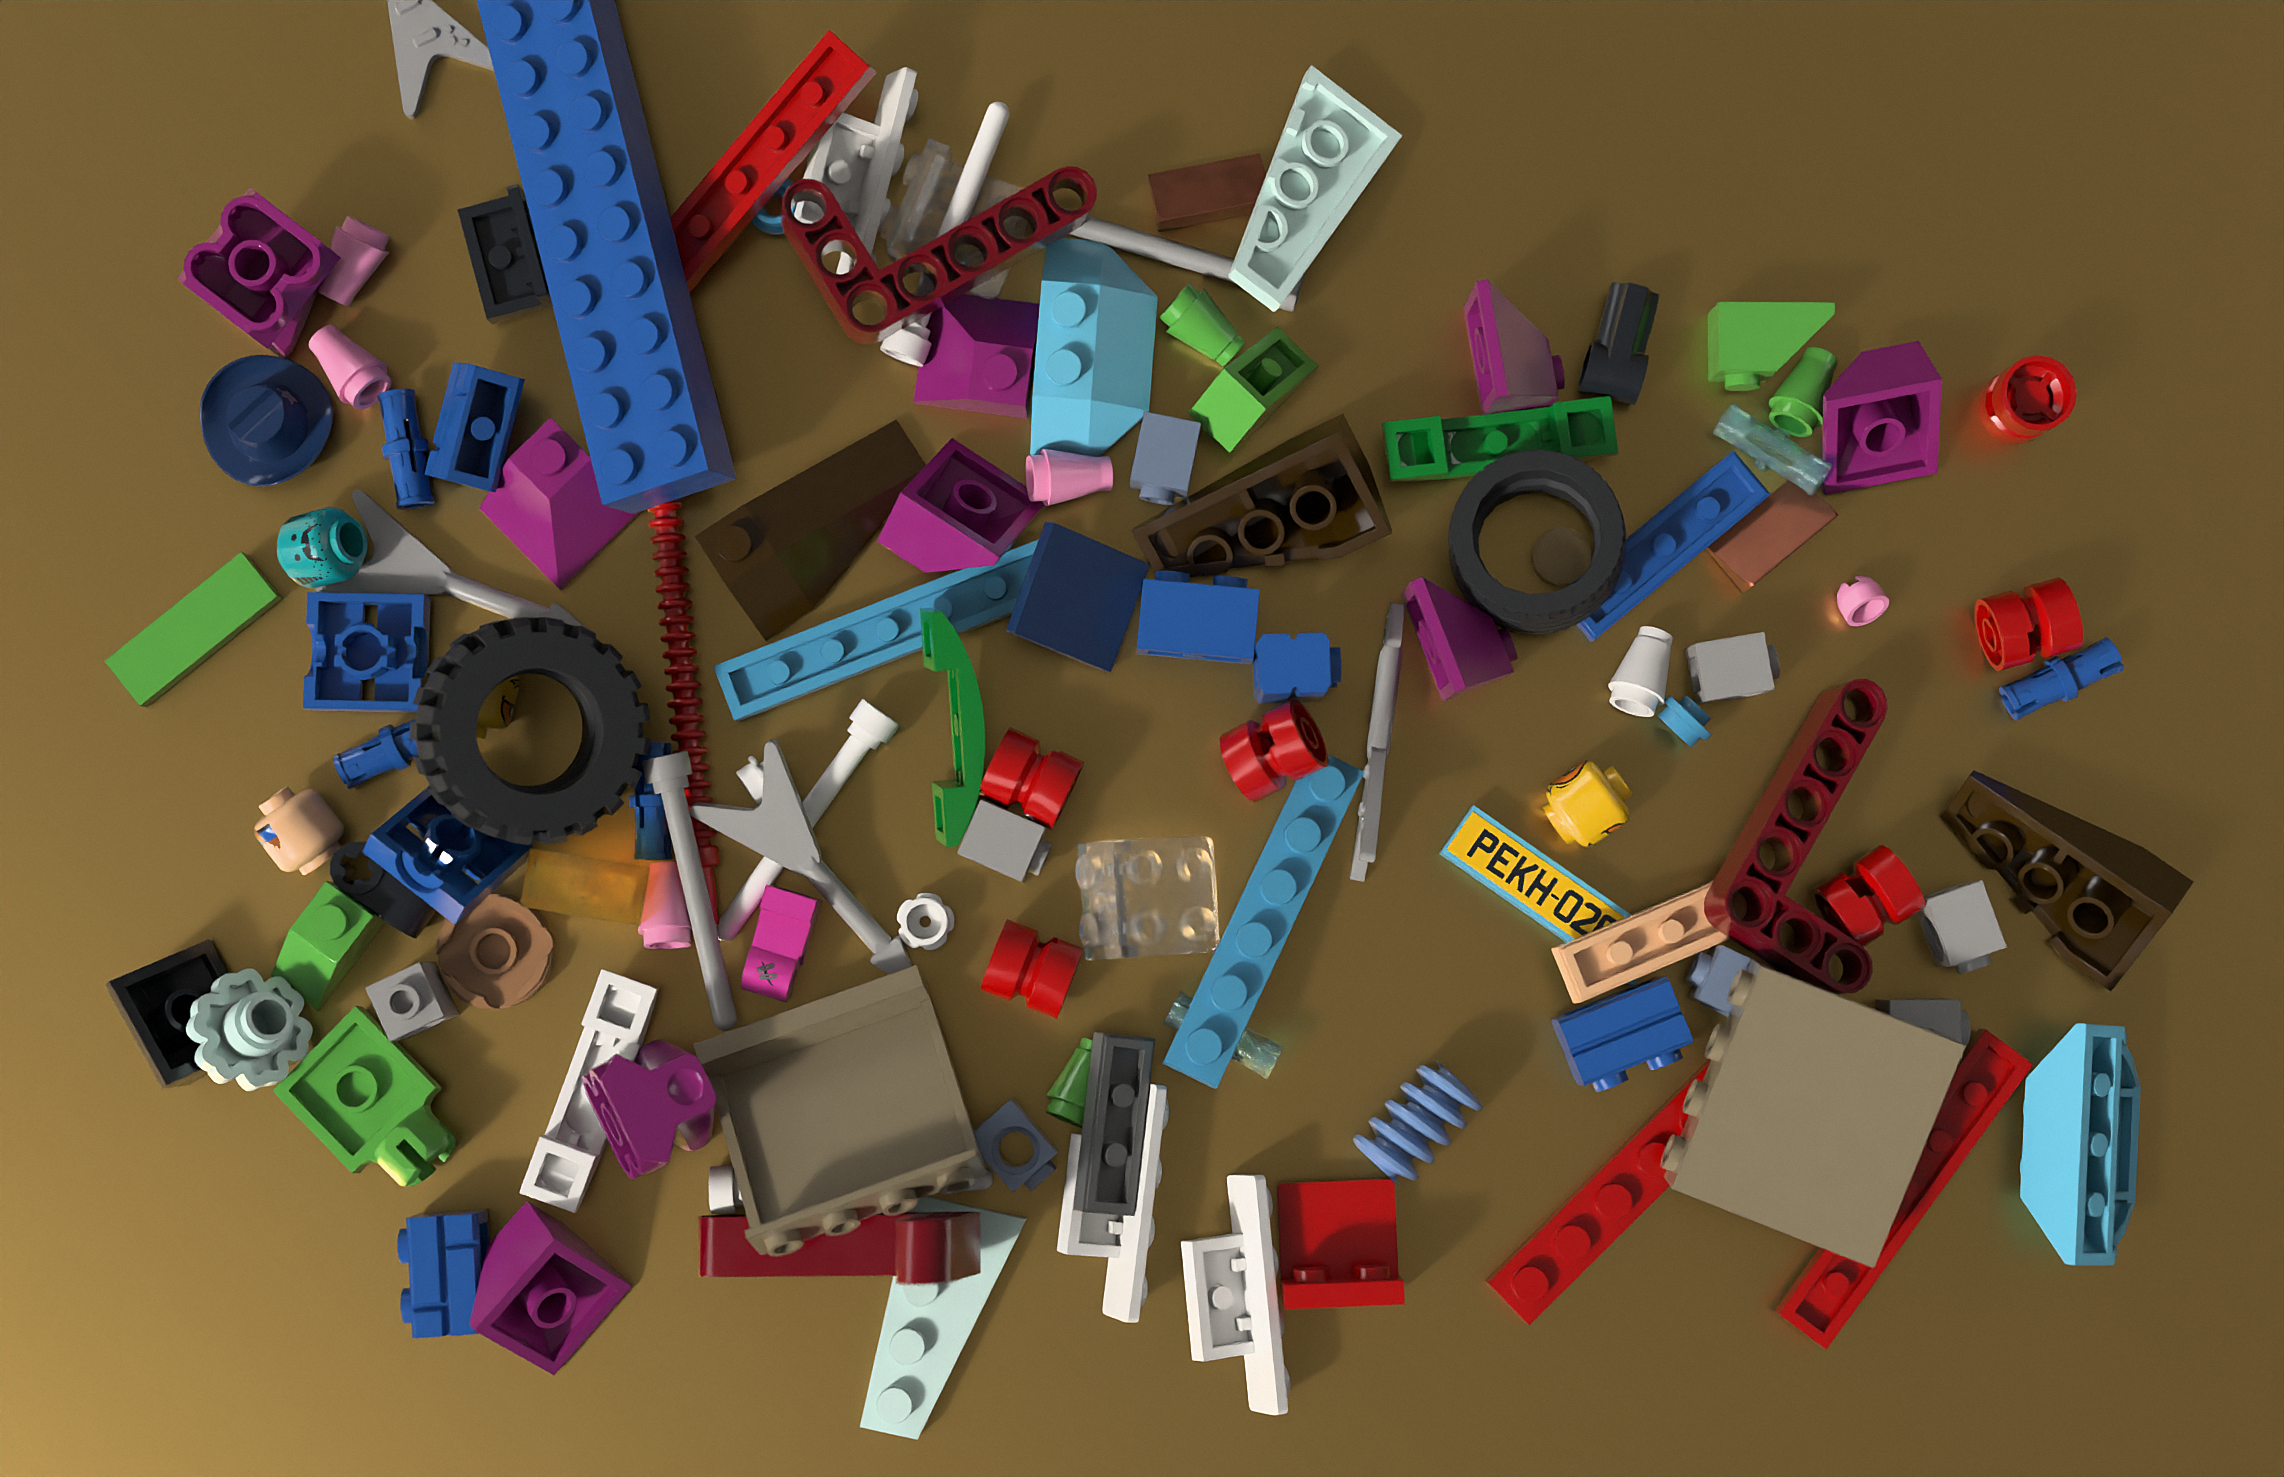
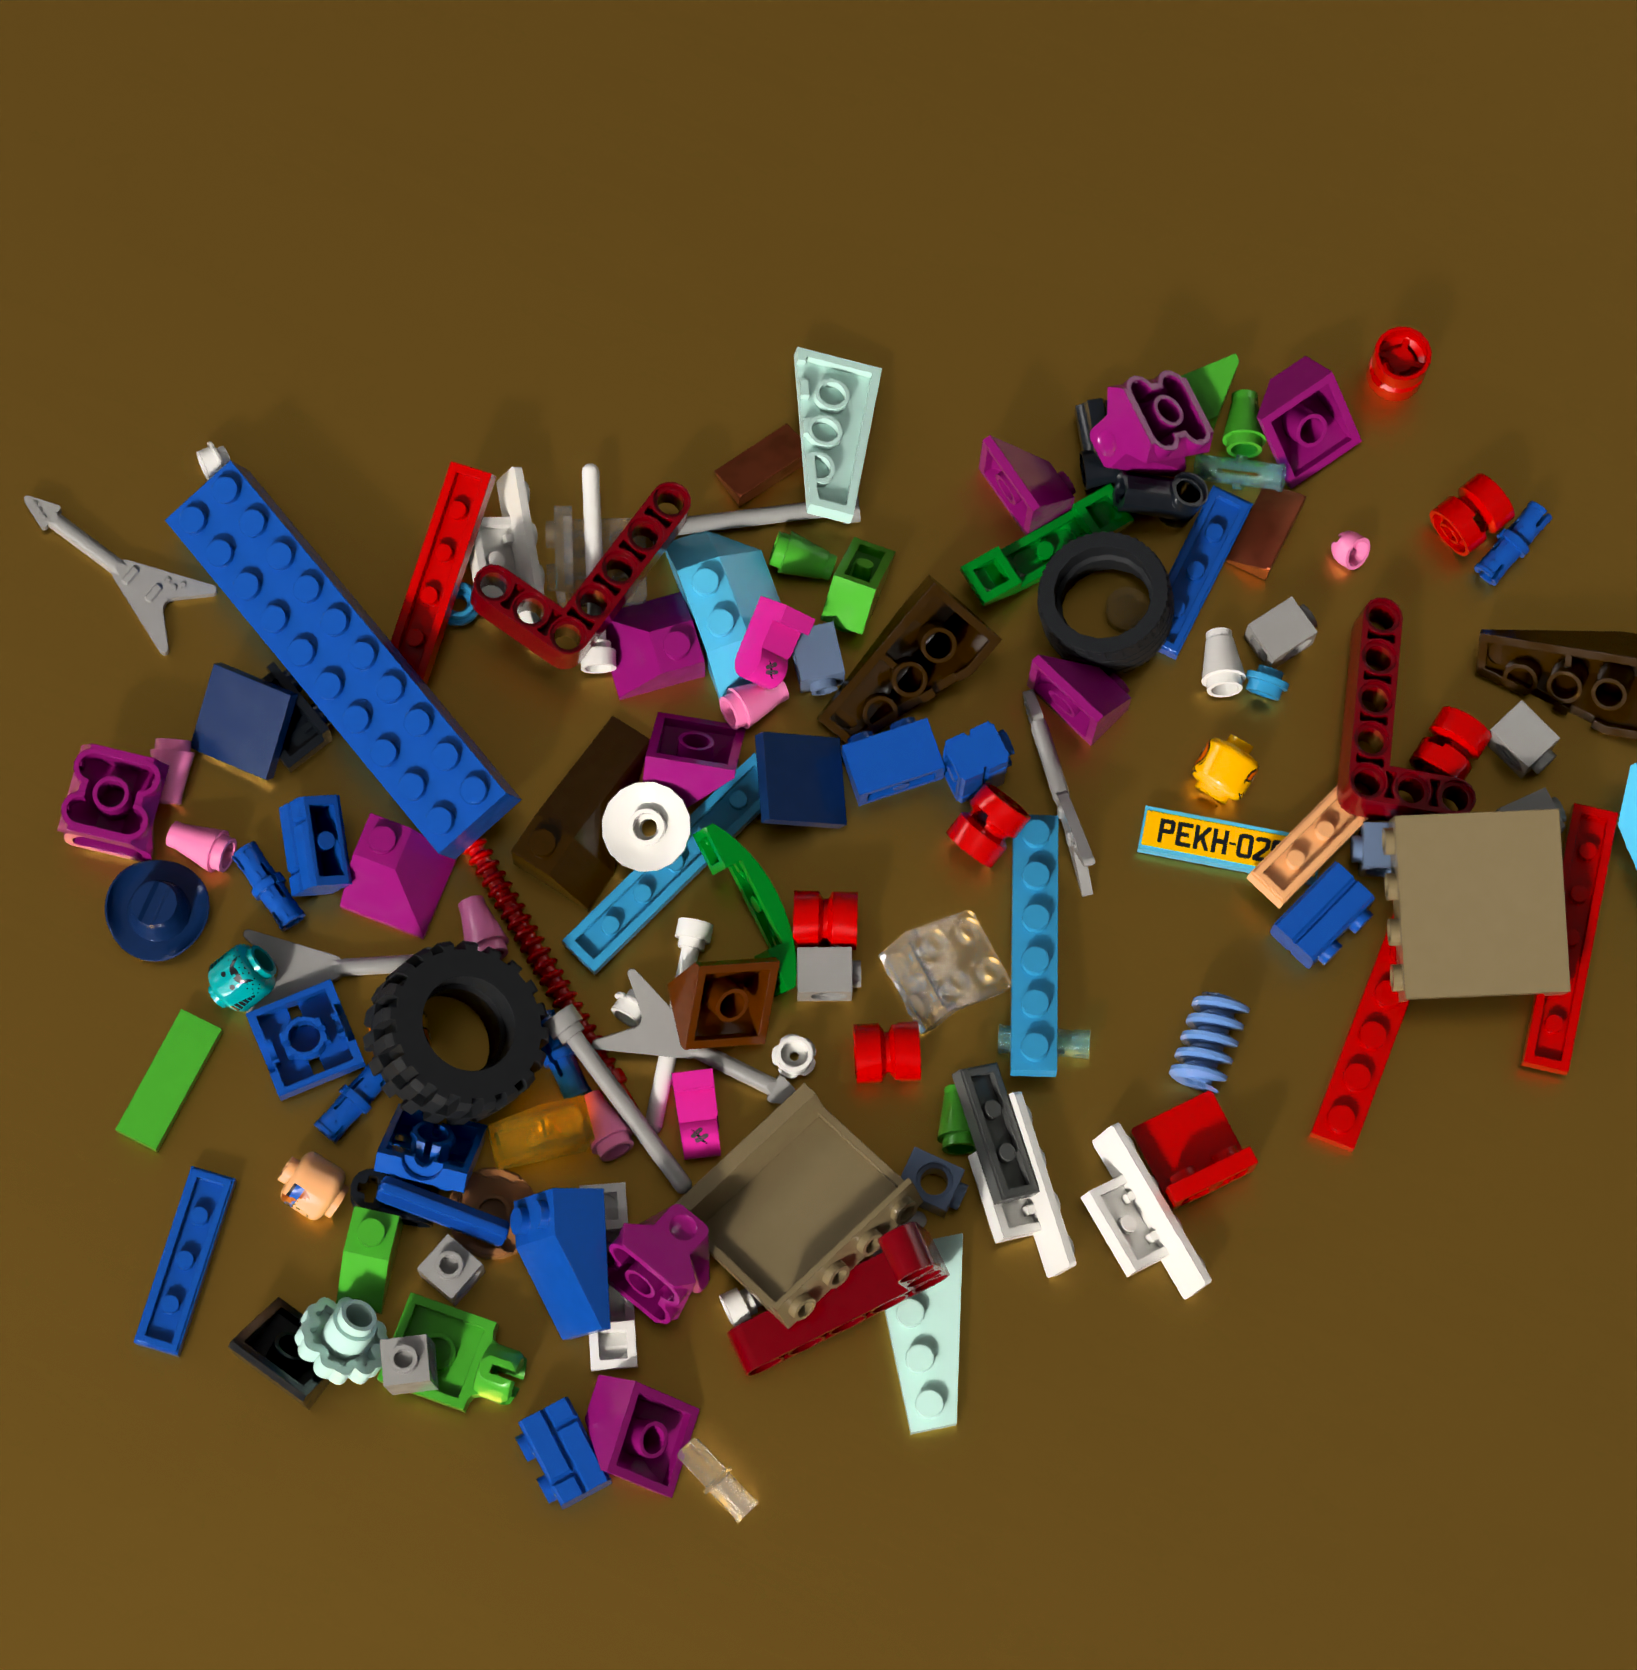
camera: 25 degrees left, 10 degrees down
(120, 850) = (185, 1261): none -> blue tile
(305, 1098) = (409, 1364): none -> light grey brick
(427, 931) = (442, 1210): none -> blue axle
(456, 239) = (243, 720): none -> dark blue tile
(548, 1039) = (565, 1253): none -> blue slope
(612, 1381) = (716, 1479): none -> clear axle
(627, 612) = (481, 926): none -> bright pink cone
(843, 569) = (624, 823): none -> white dish
(863, 830) = (724, 1002): none -> reddish brown slope
(1112, 417) = (770, 642): none -> dark pink leg
(1661, 438) = (1169, 499): none -> black piece
(1691, 350) = (1151, 426): none -> magenta piece

